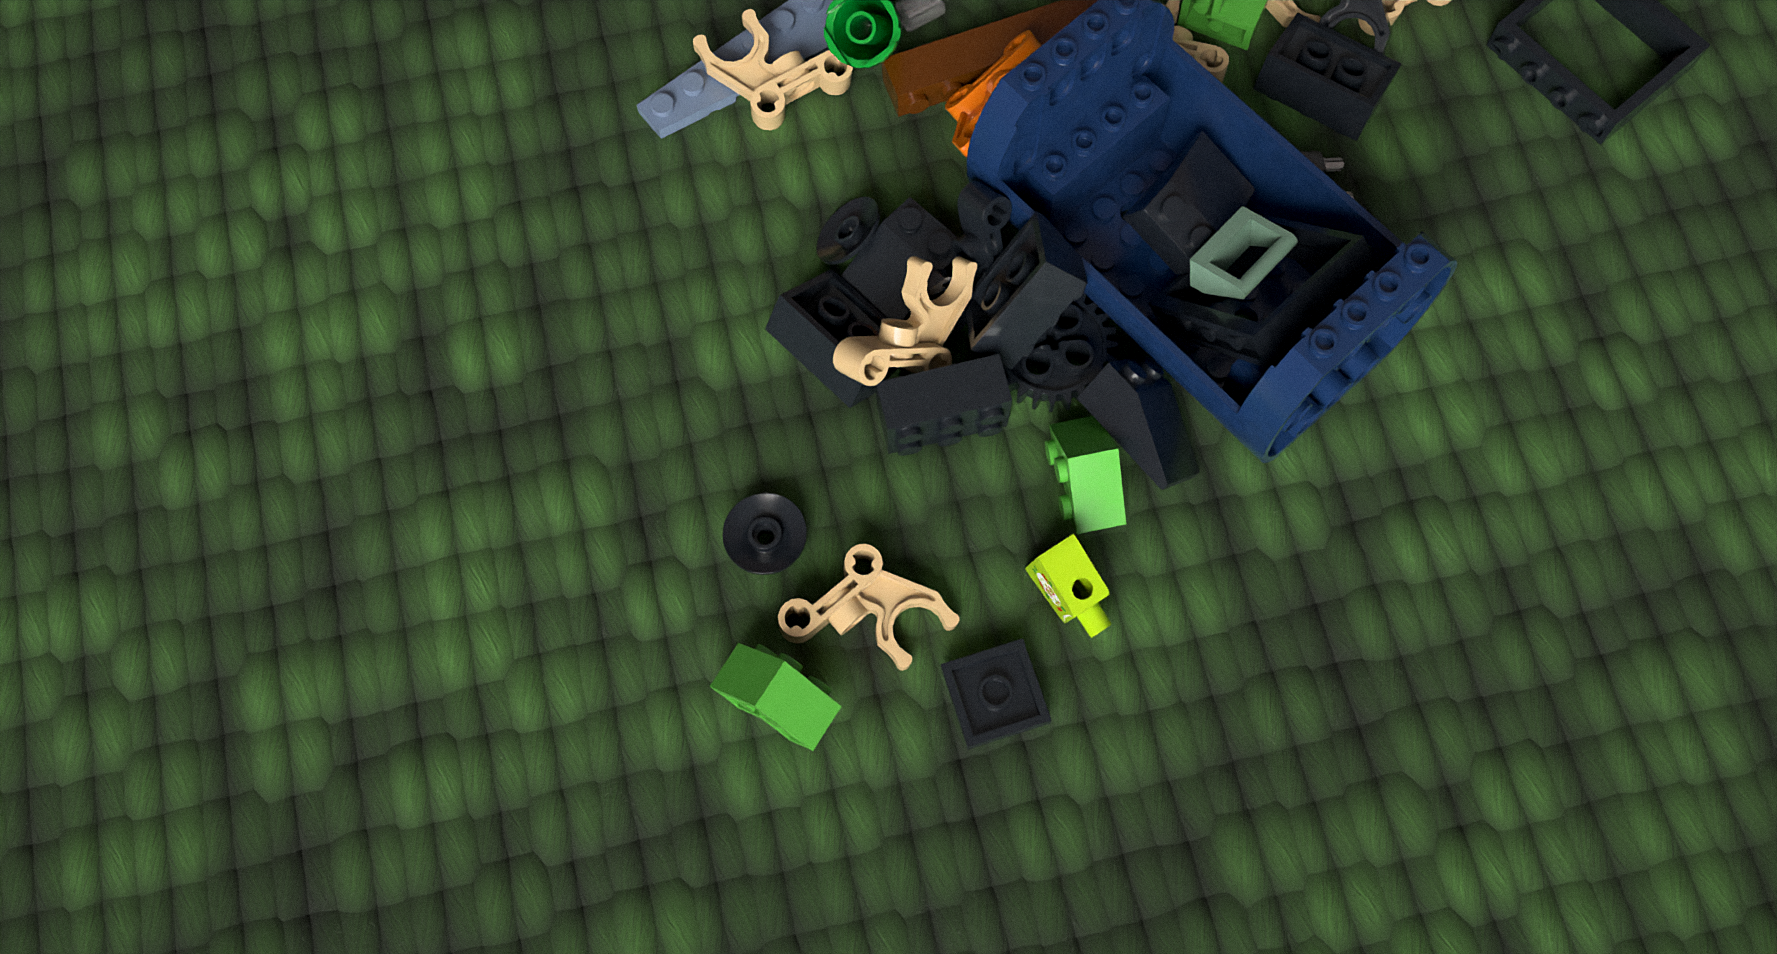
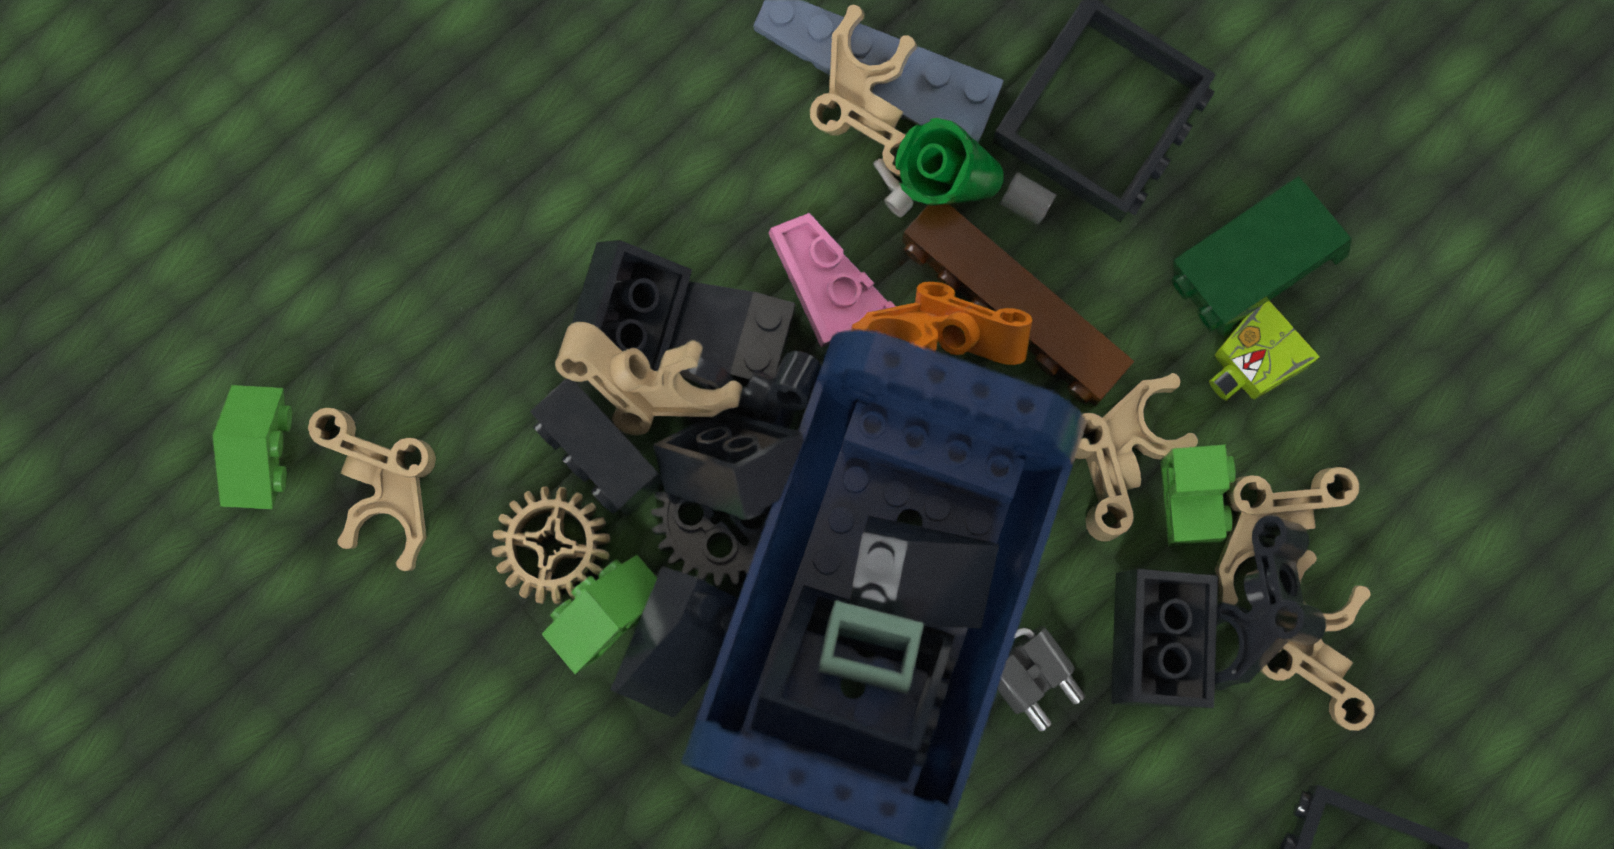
camera: 55 degrees right, 10 degrees up
(762, 515) = (383, 339): black dish -> none
(848, 230) = (738, 263): black dish -> none
(862, 94) = (898, 200): none -> white hand
(891, 180) = (824, 278): none -> bright pink wing
(978, 468) = (529, 540): none -> tan gear
(995, 694) = (357, 637): black plate -> none
(1068, 567) = (496, 637): lime torso -> none

